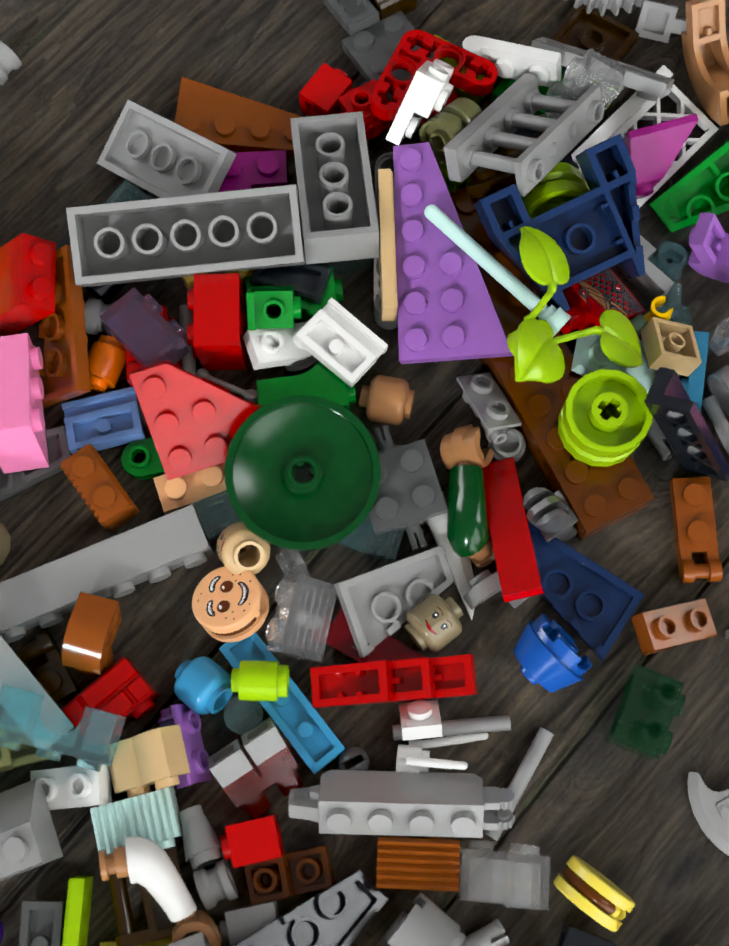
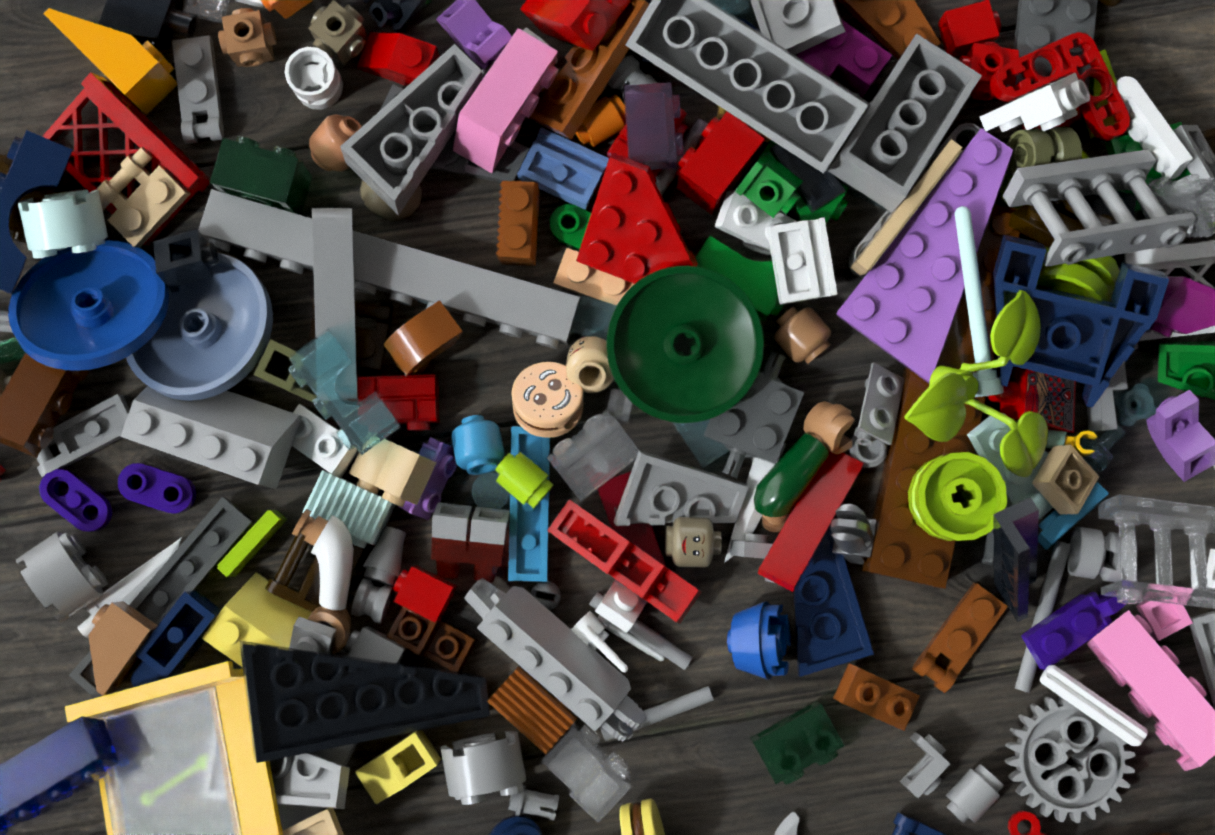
camera: 35 degrees right, 10 degrees up
(249, 395) = (694, 243): light grey hinge -> none

